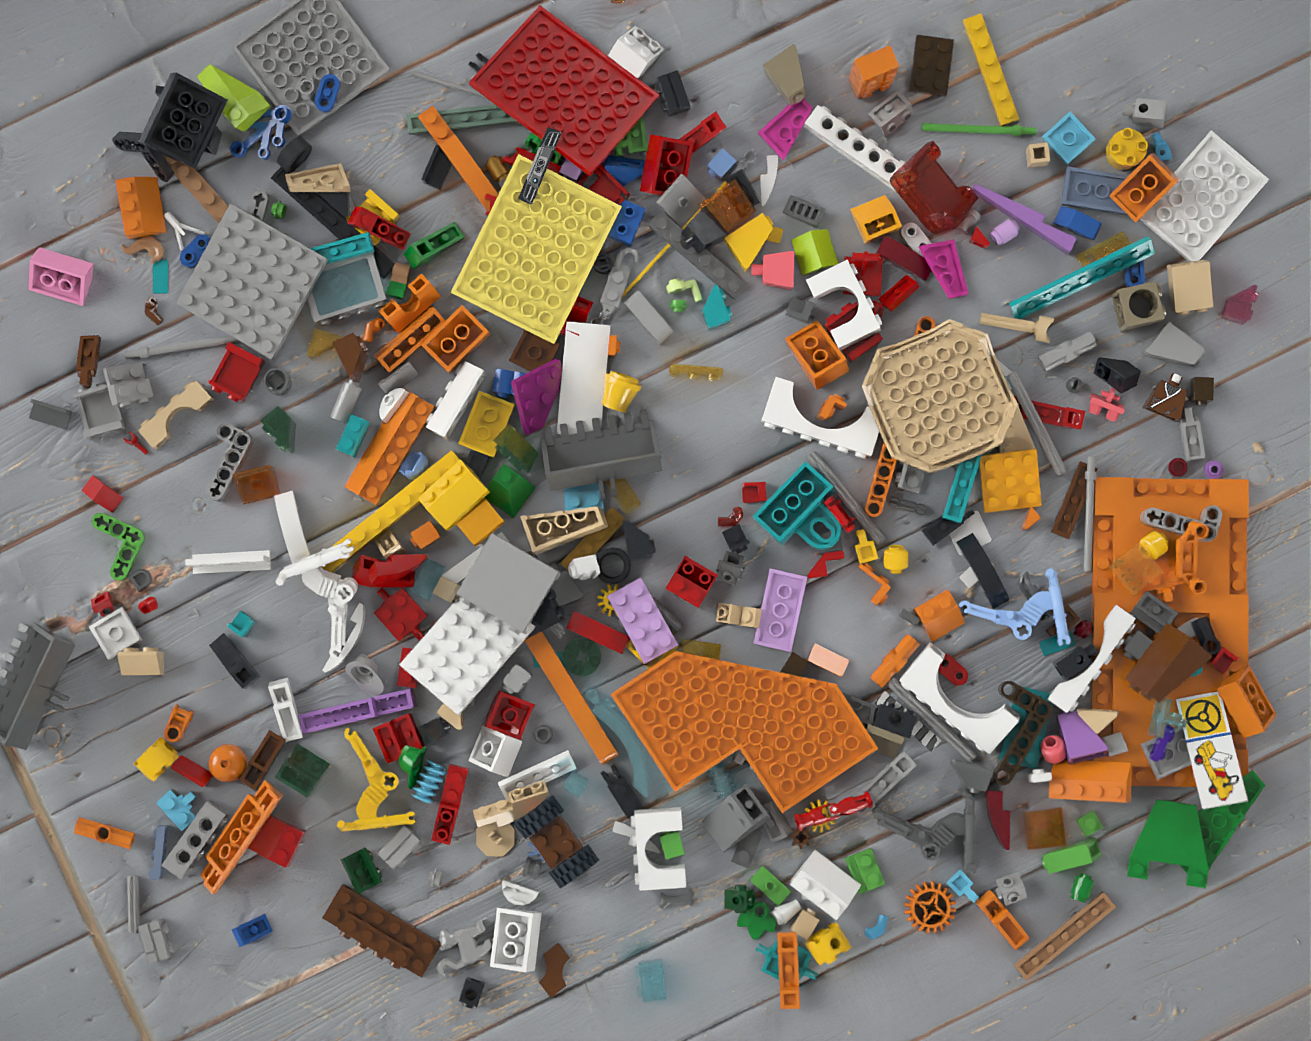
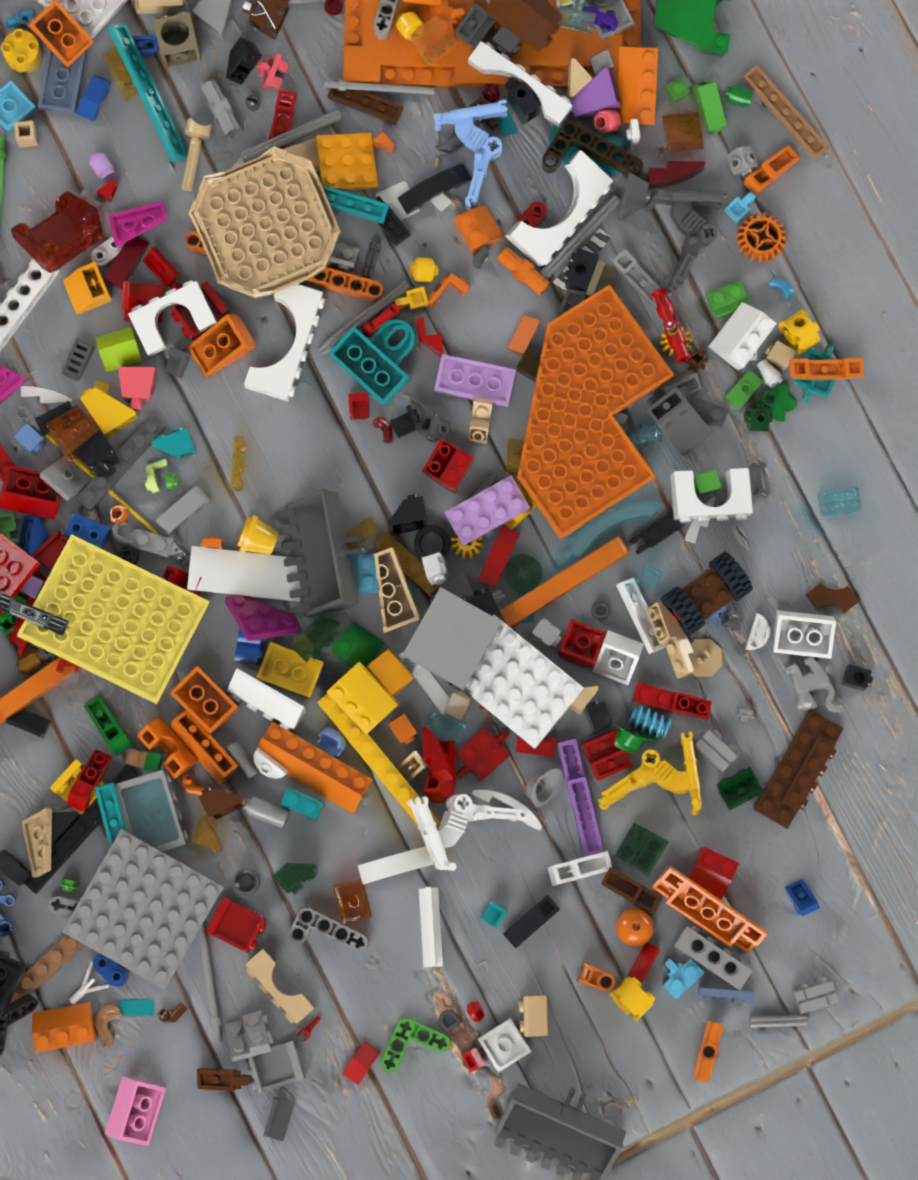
camera: 90 degrees left, 5 degrees down
(533, 351) = (217, 624): reddish brown plate -> none
(647, 250) = (115, 511): none -> orange plate
(829, 407) = (274, 332): orange bracket -> none
(1028, 218) = (89, 143): medium lavender slope -> none

